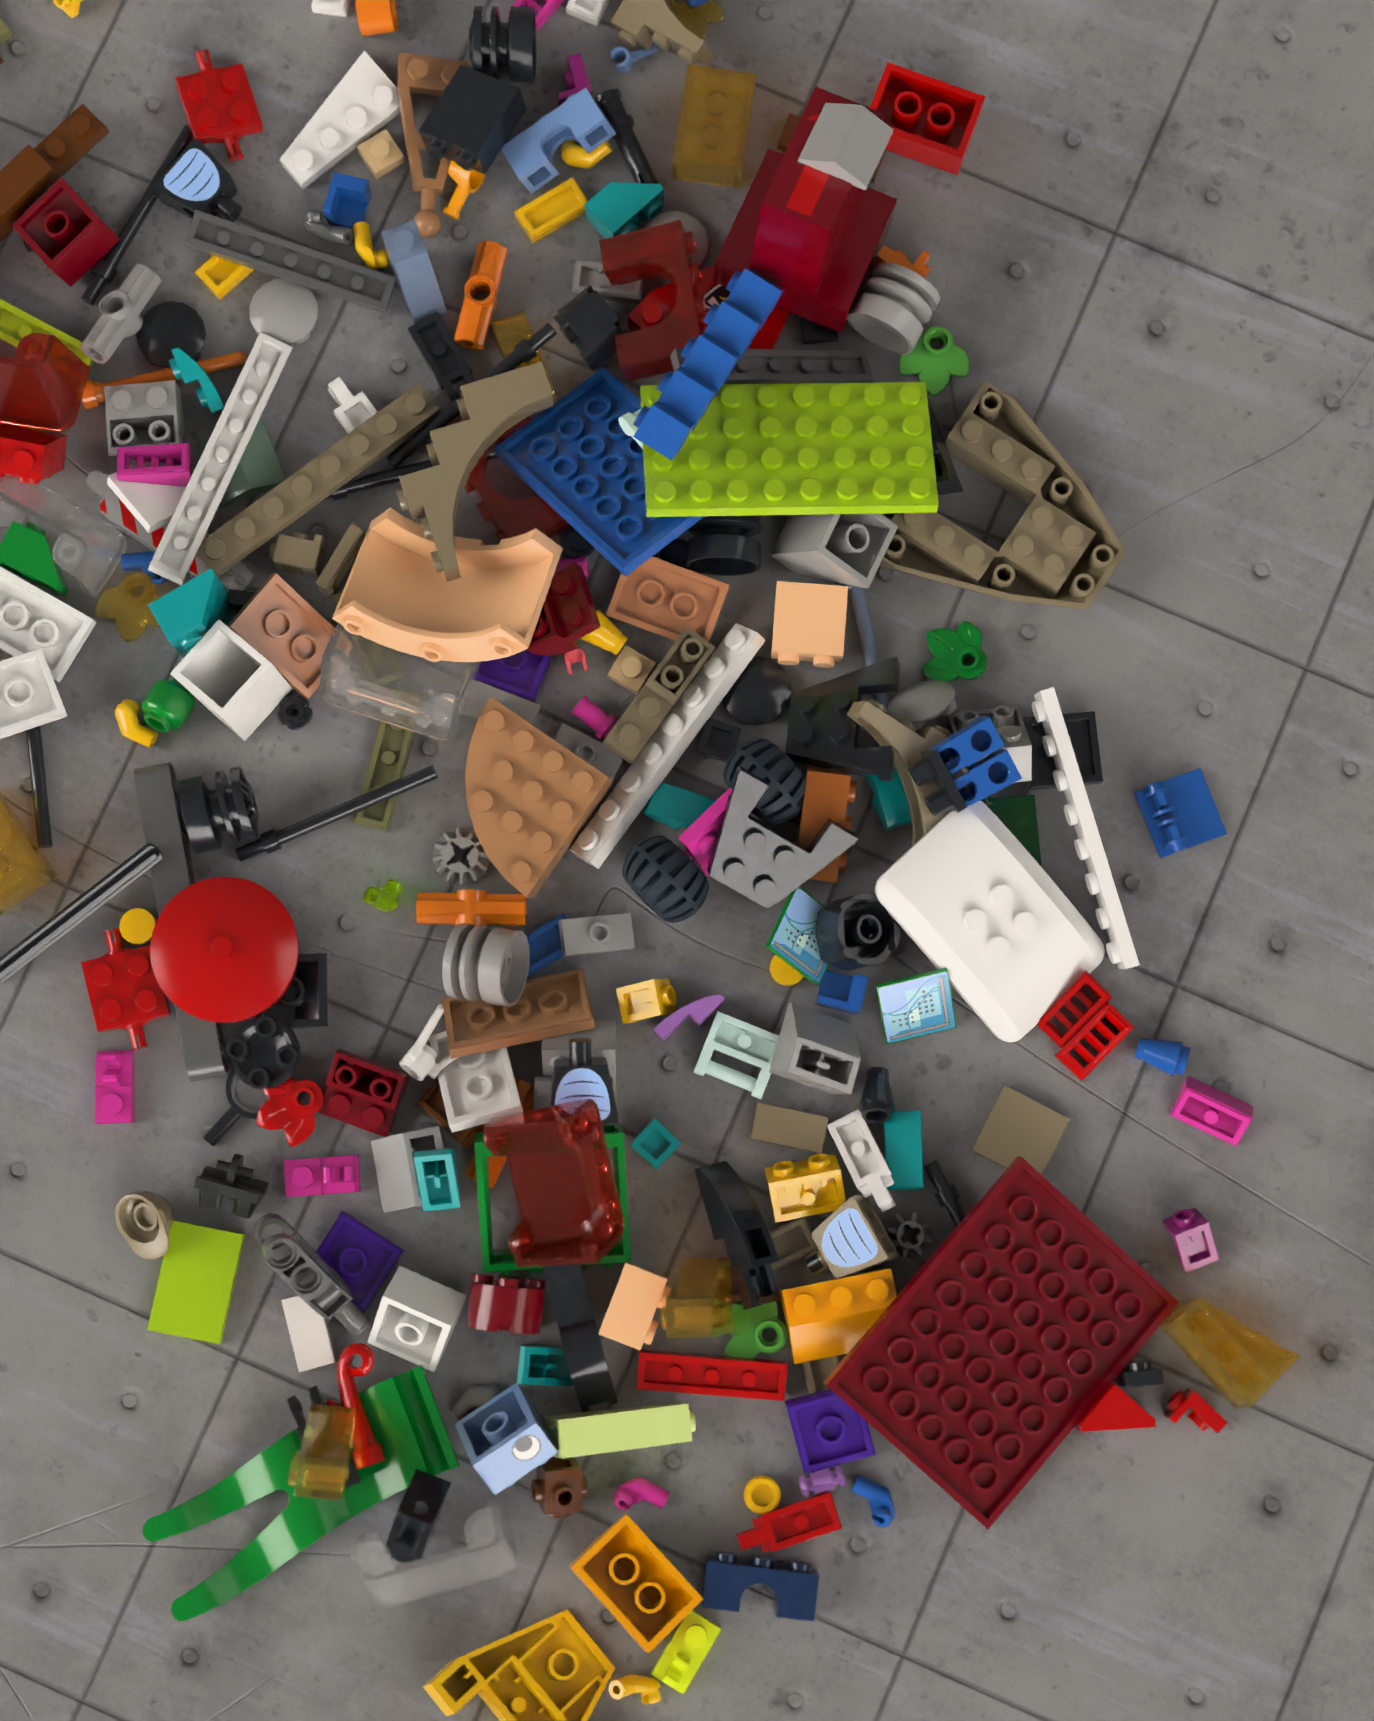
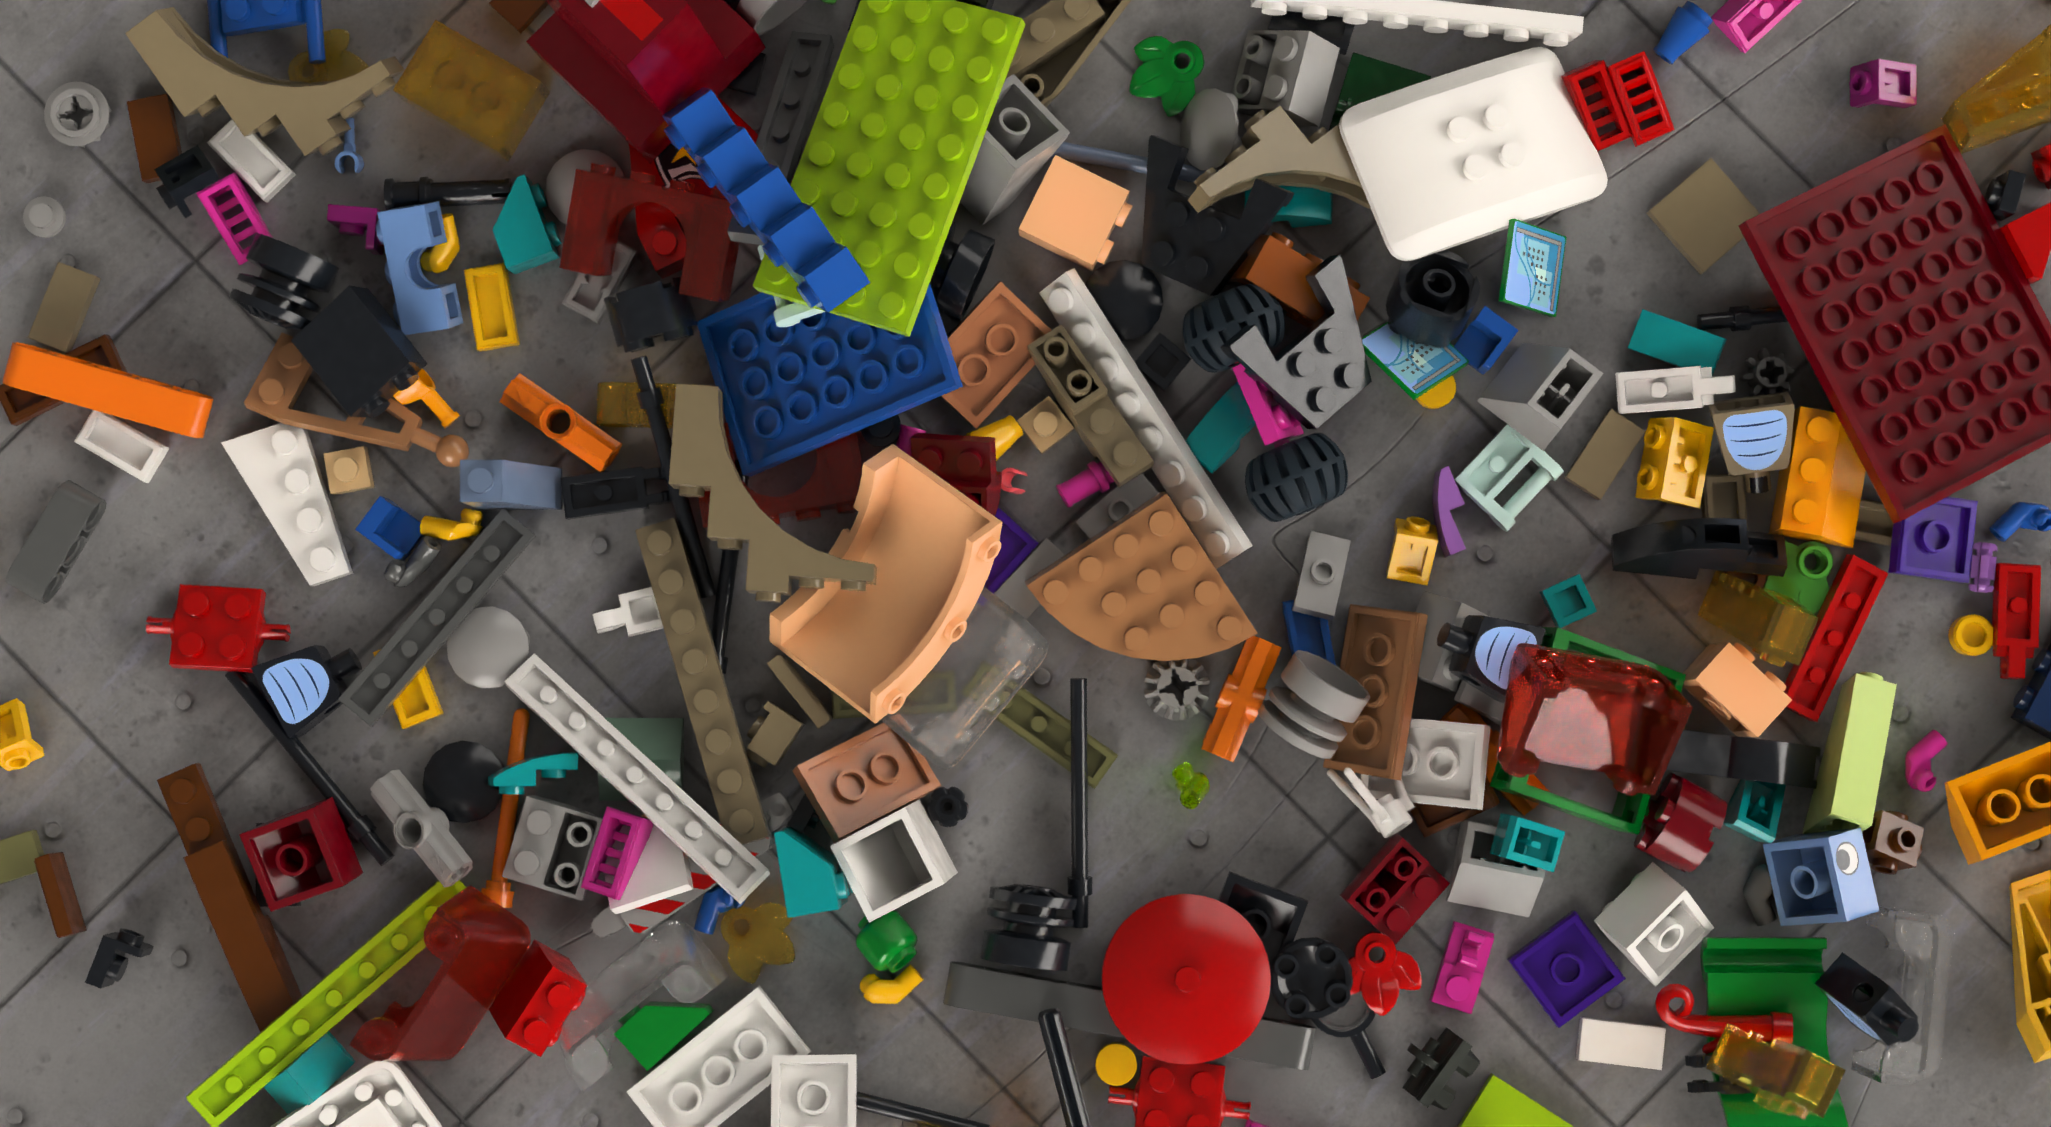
camera: 60 degrees left, 5 degrees up
(309, 1274) = (1571, 1019): dark grey piece -> none
(877, 1098) = (1613, 349): black cone -> none
(953, 768) = (1311, 109): blue hips -> none

